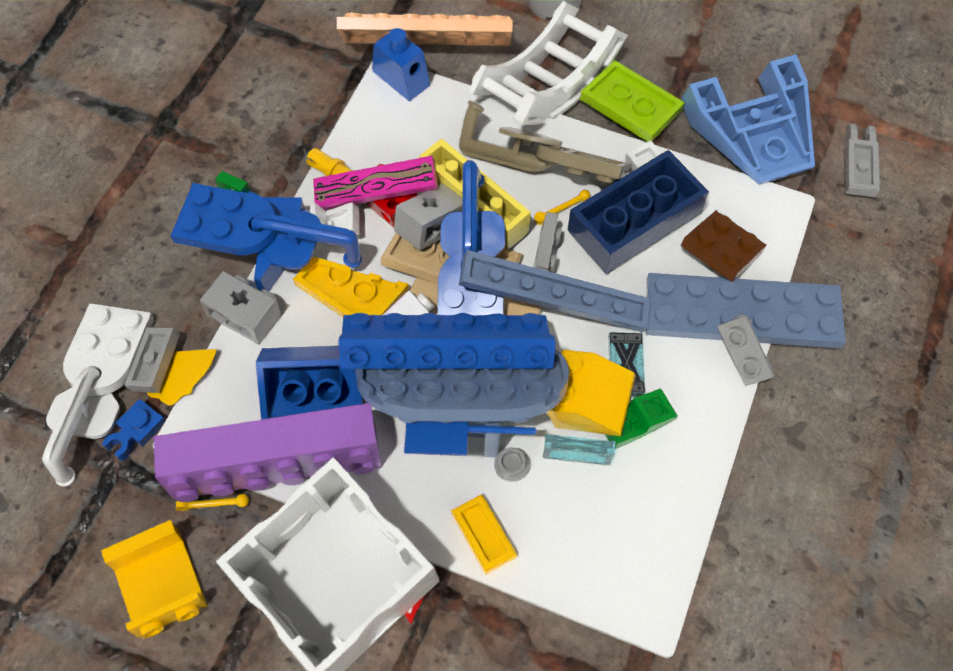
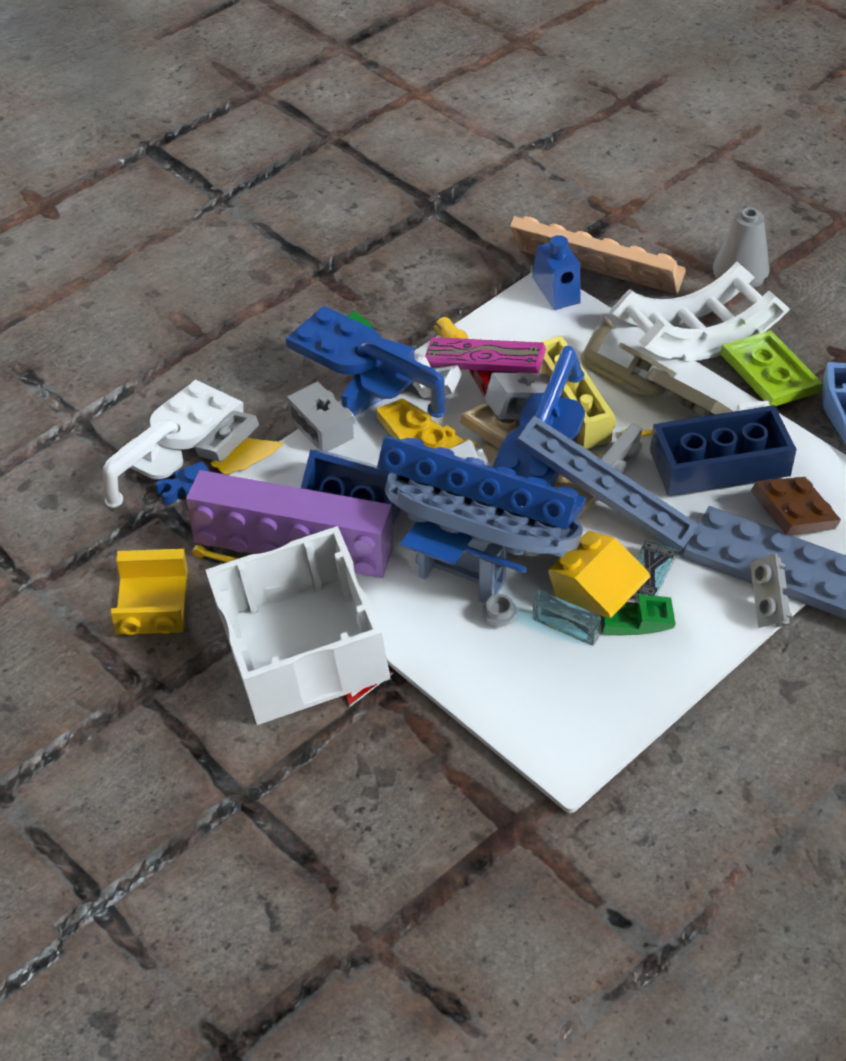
camera: 25 degrees right, 15 degrees down
(483, 534) = (447, 656): yellow tile -> none

